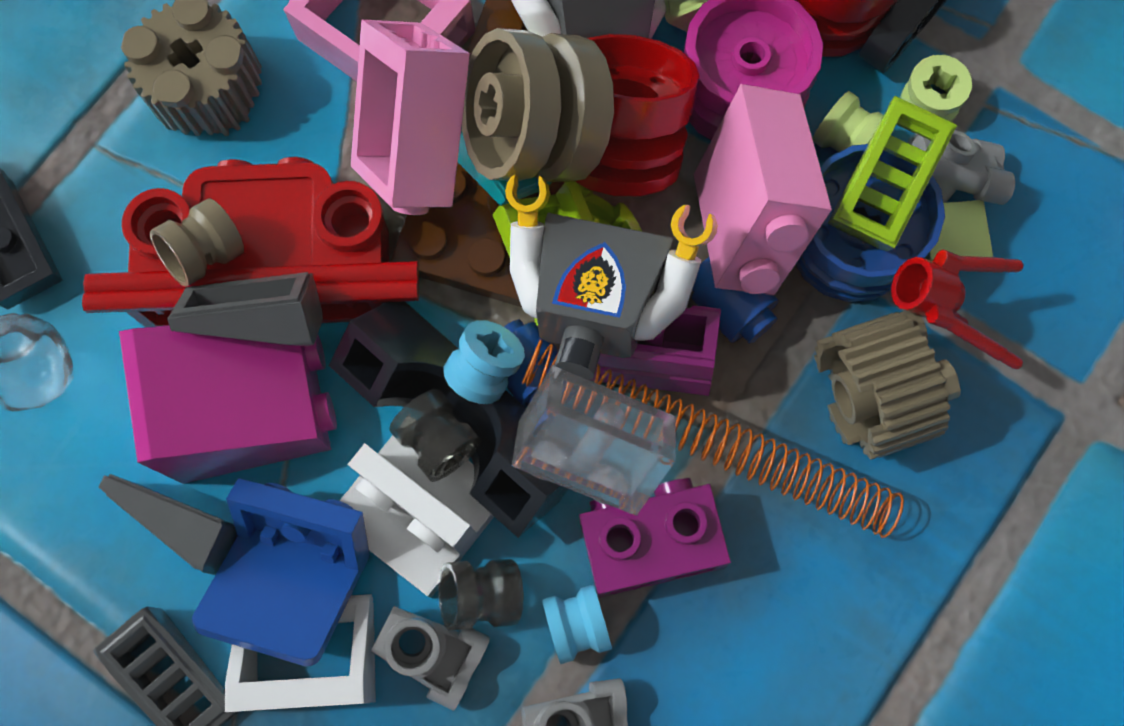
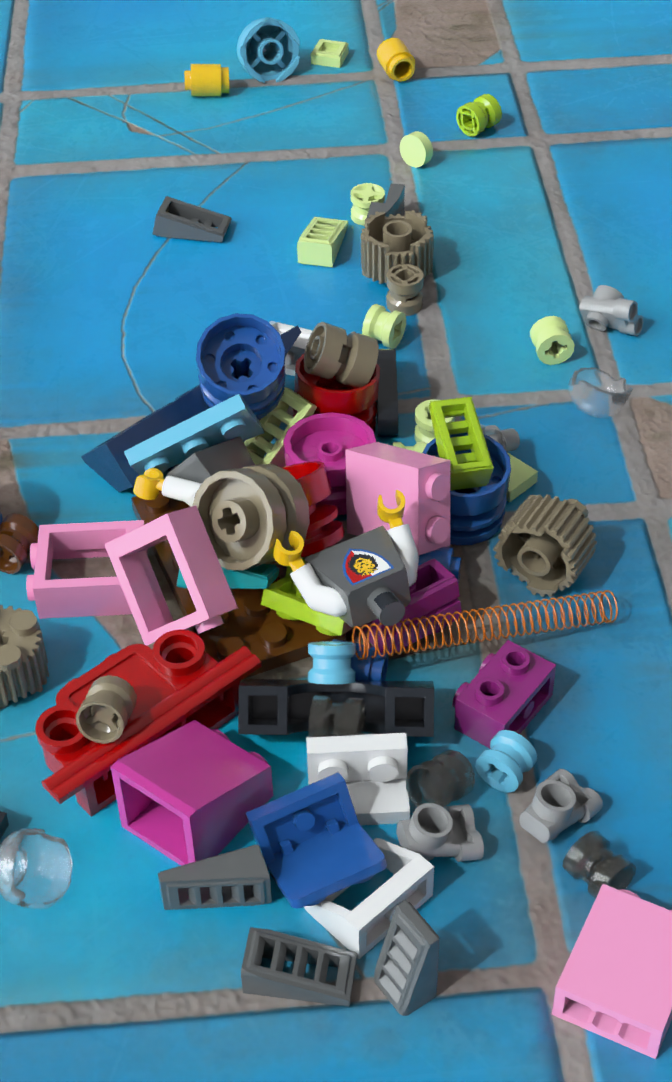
camera: 45 degrees left, 30 degrees down
(258, 309) = (185, 708): dark grey slope -> none
(595, 441) = (433, 646): clear brick -> none
(938, 293) = (529, 477): red plant -> none

